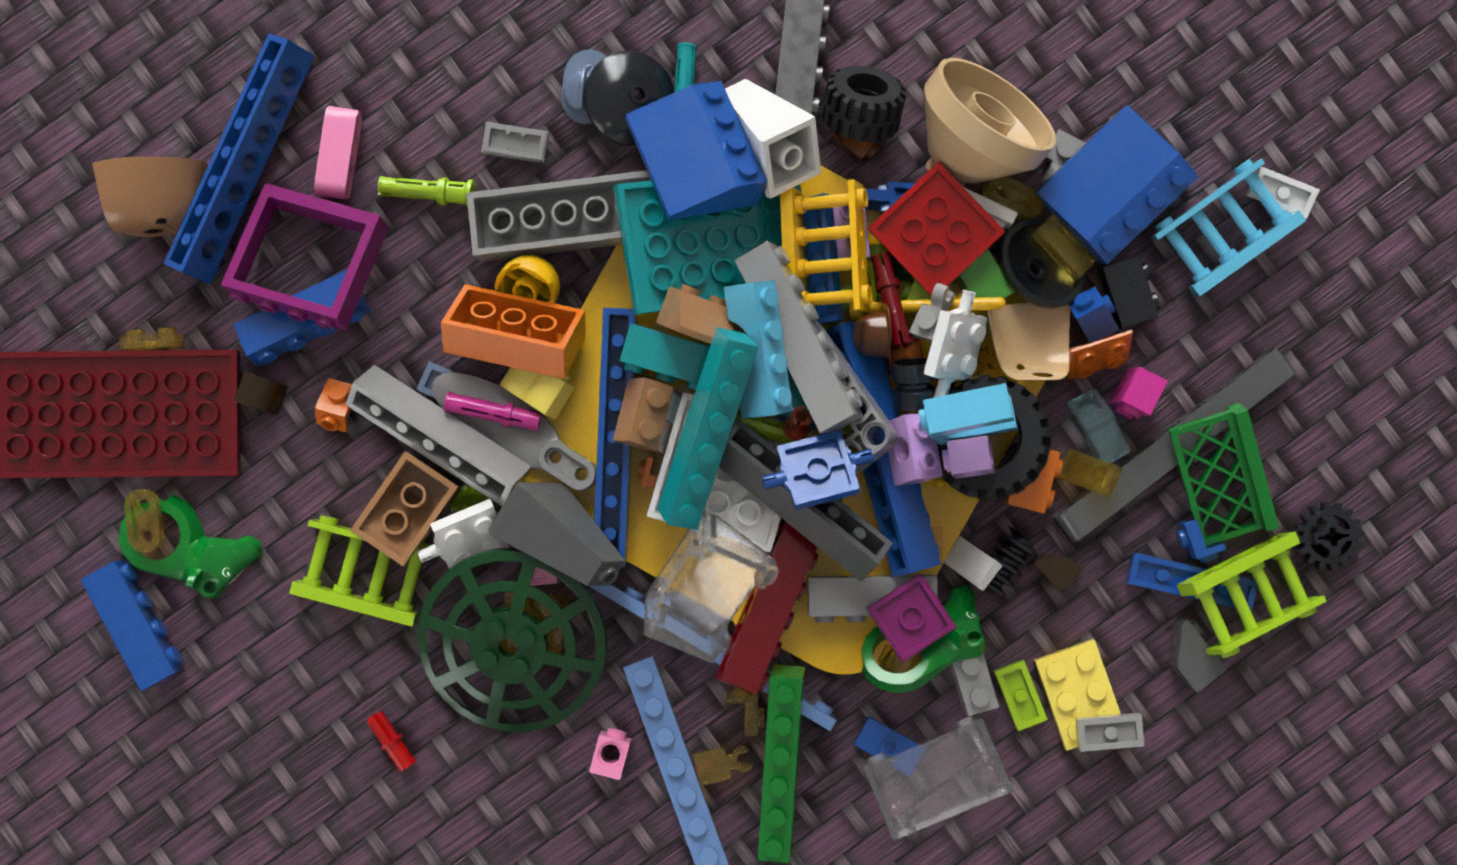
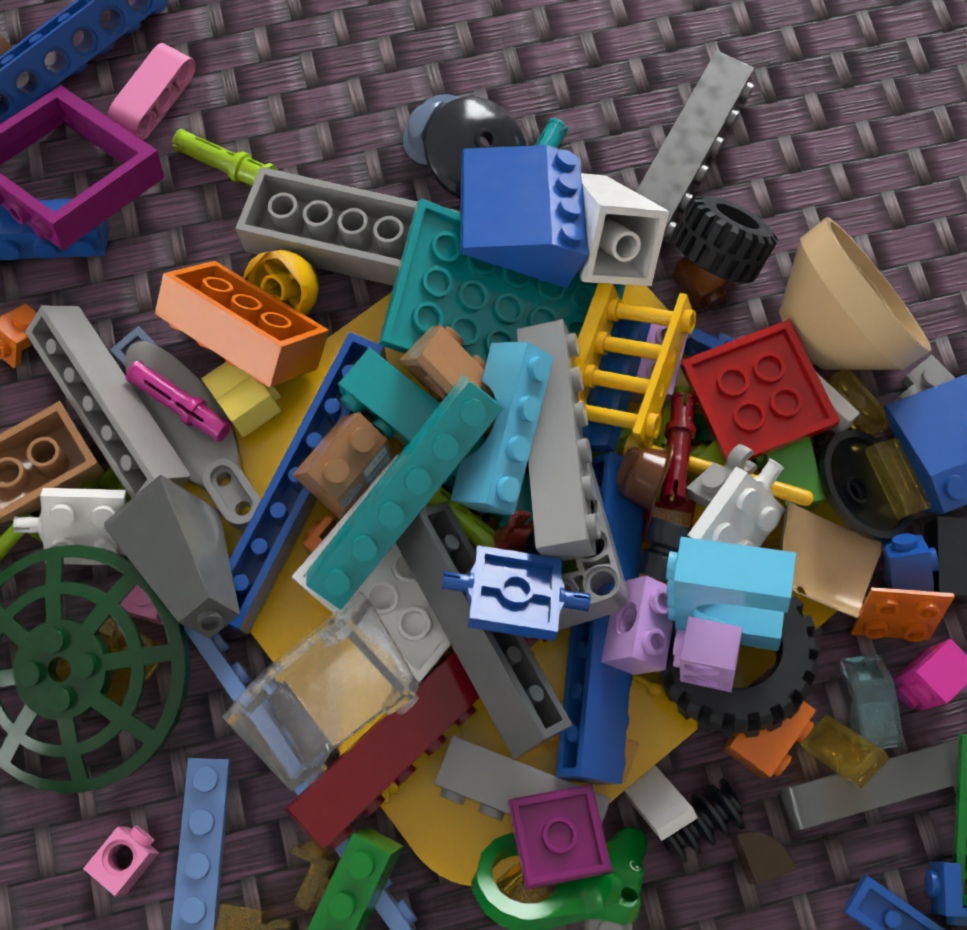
camera: 15 degrees right, 15 degrees down
(515, 142) = (337, 150): light grey plate -> none

